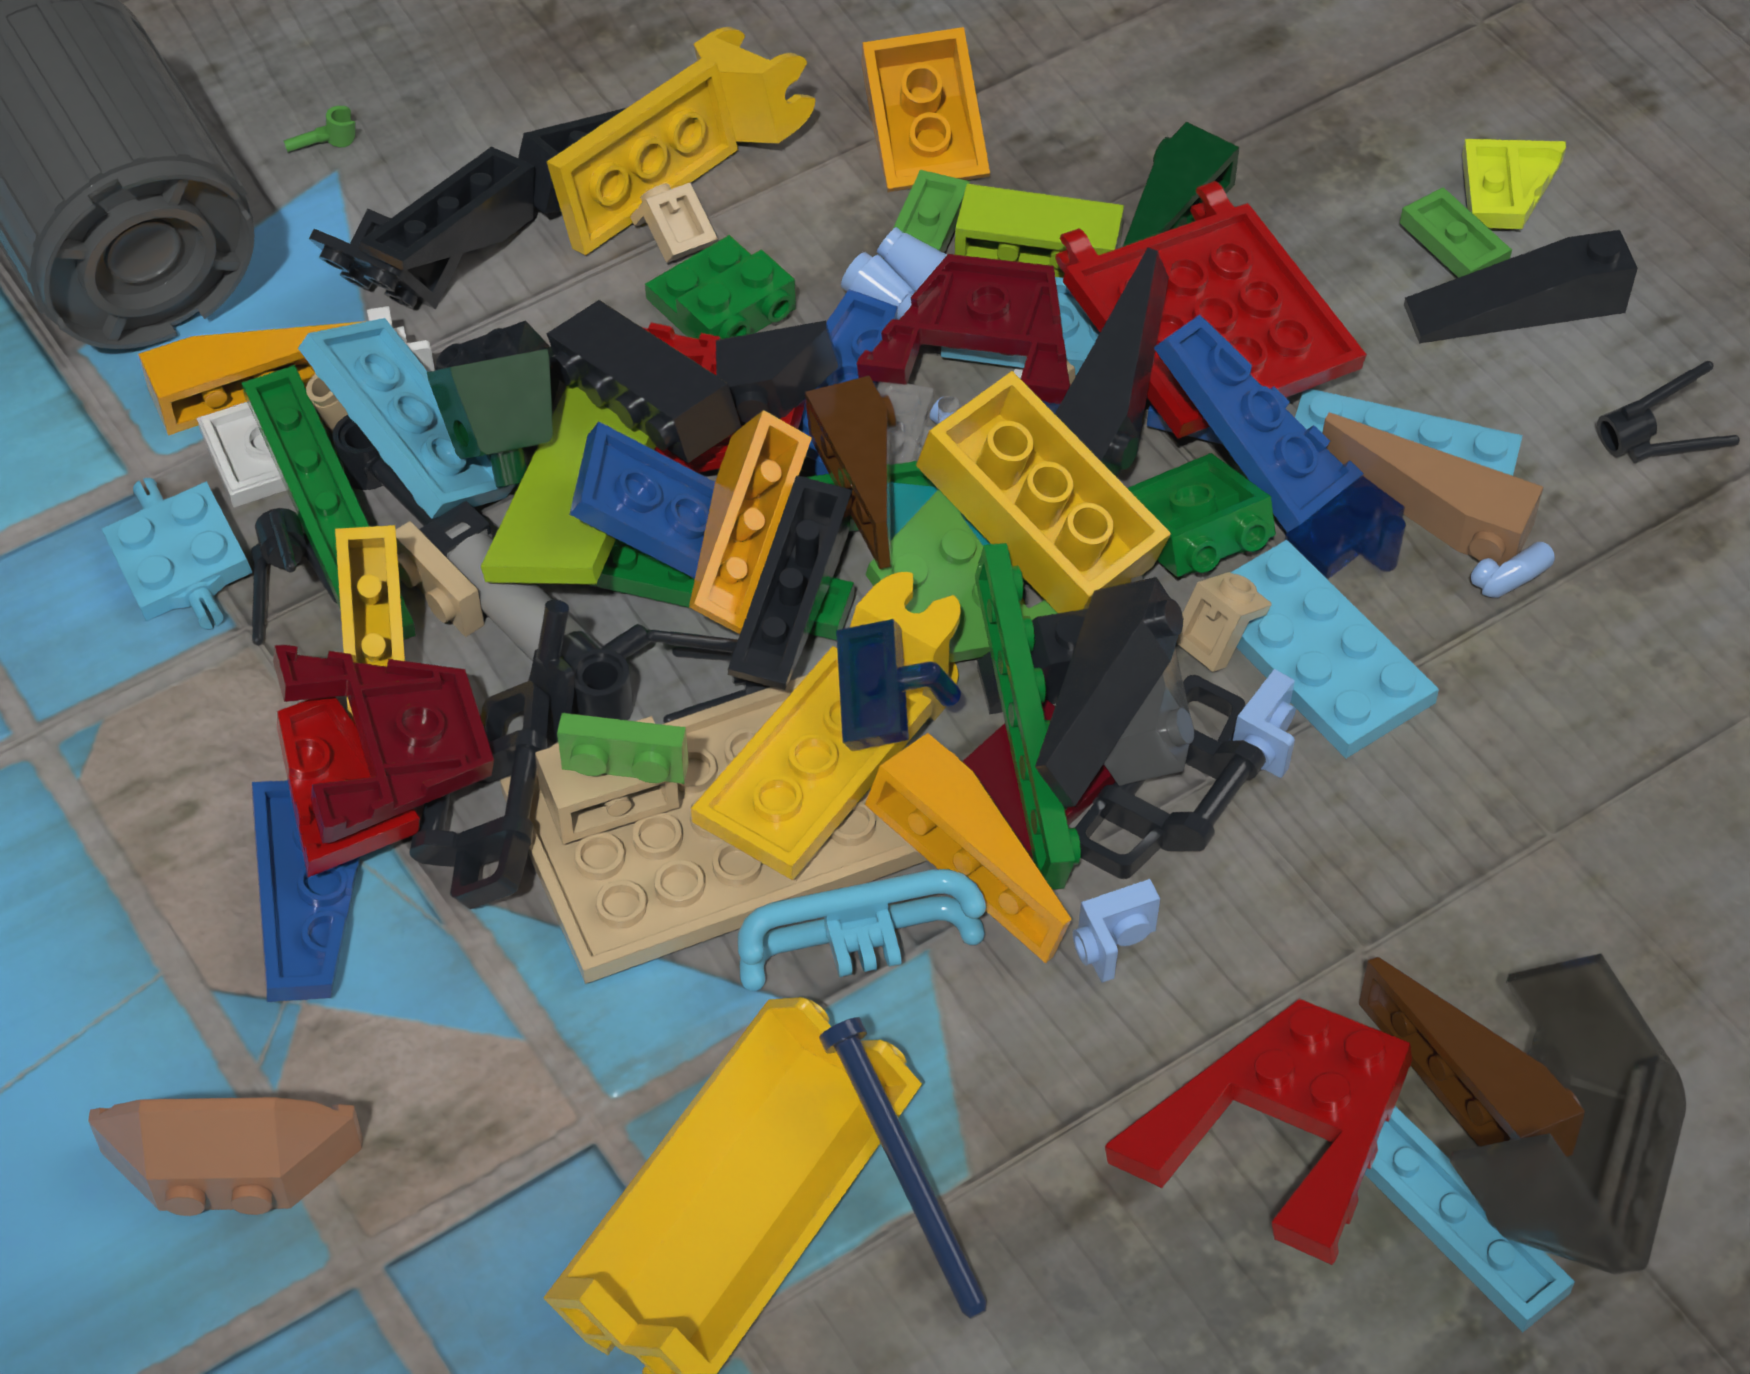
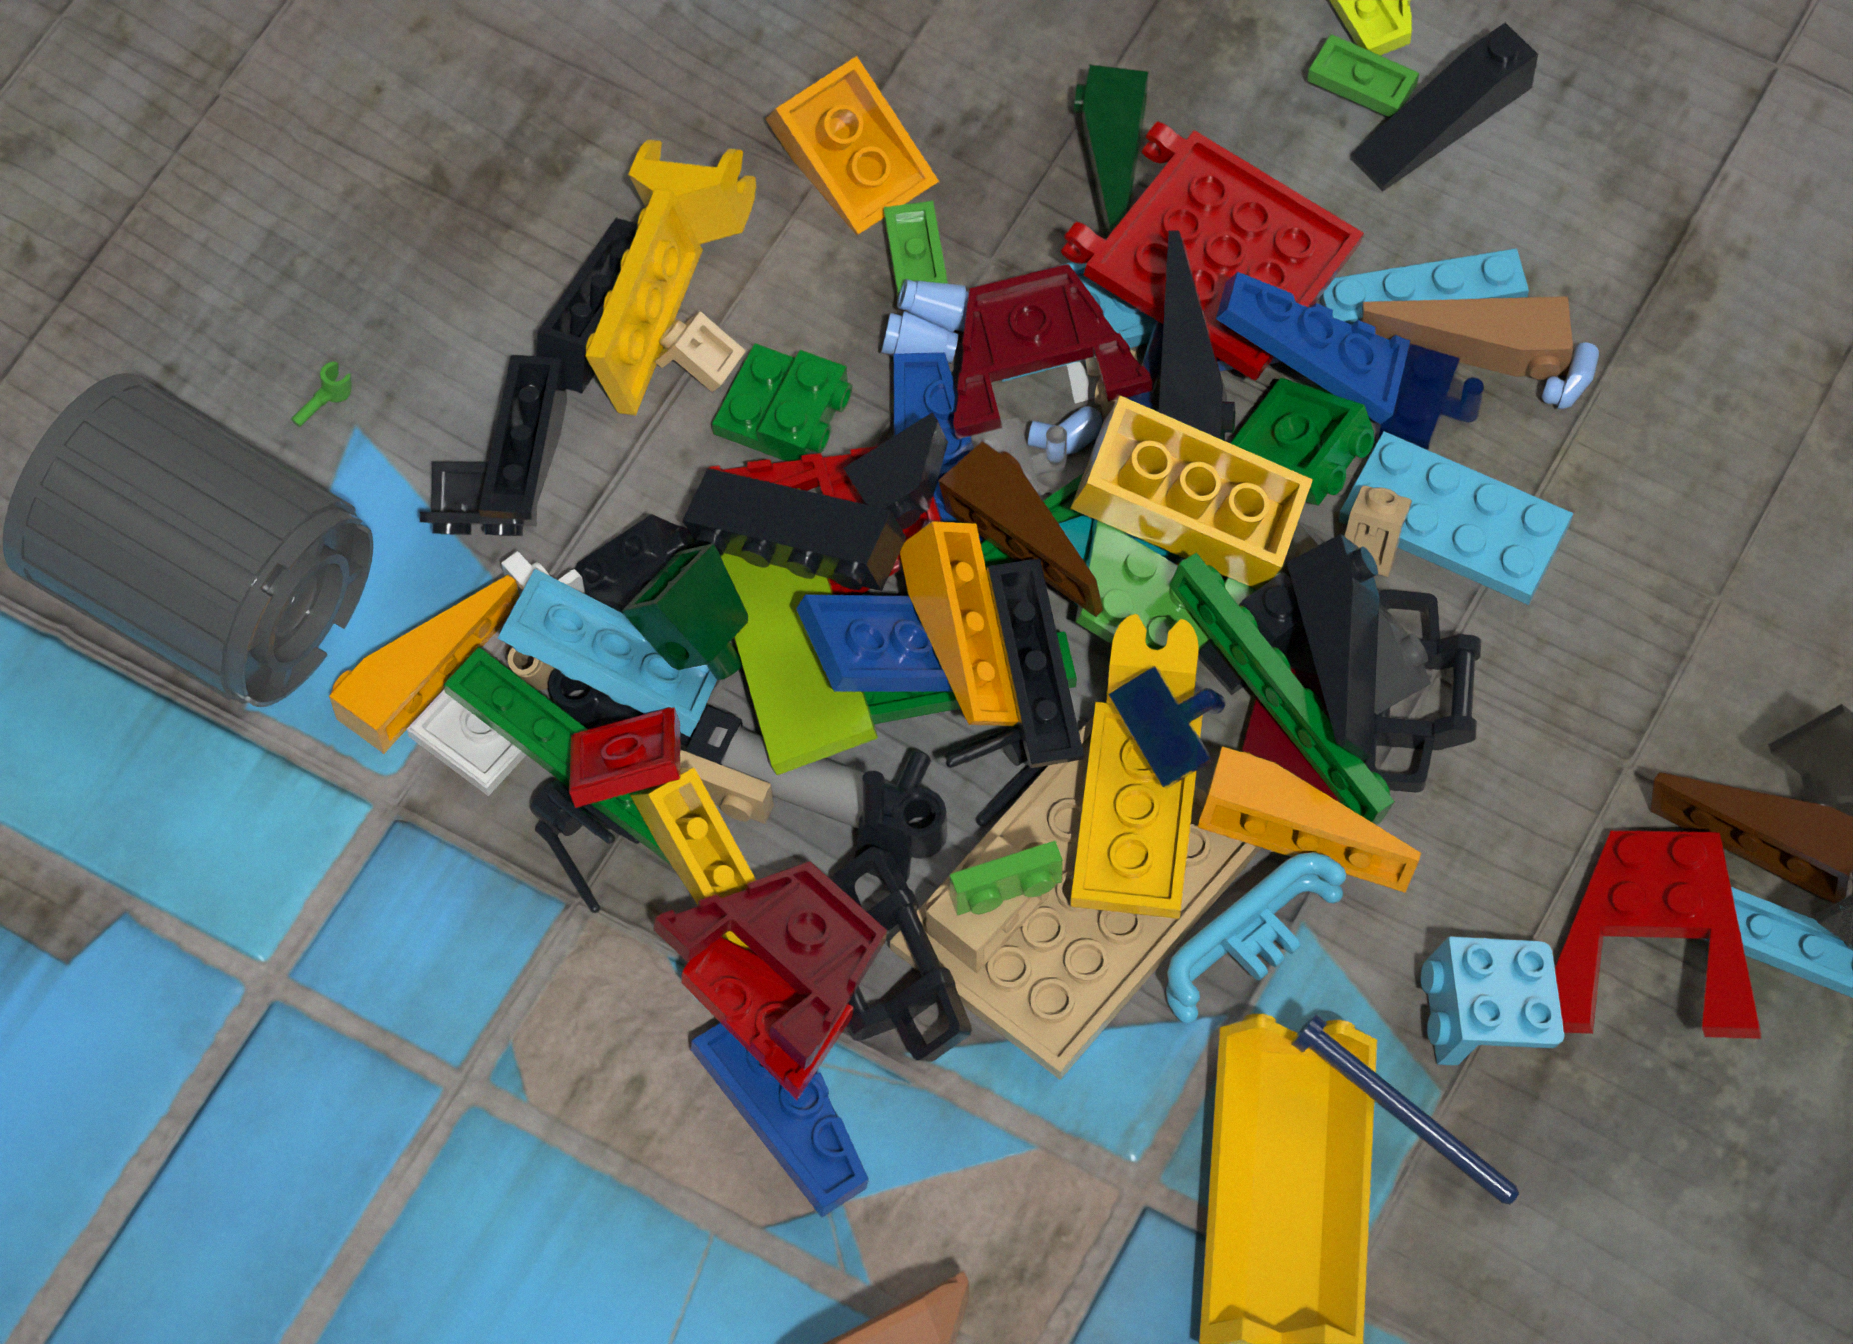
camera: 25 degrees left, 10 degrees up
(177, 552) = (474, 861): medium azure plate -> none
(347, 498) = (625, 757): none -> red tile
(1029, 225) = (1016, 227): lime brick -> none
(1072, 1097) = (1491, 996): none -> medium azure bracket
(1114, 919) = (1440, 836): light blue bracket -> none
(1265, 722) = (1458, 606): light blue bracket -> none
(1634, 424) = (1597, 202): black plant -> none

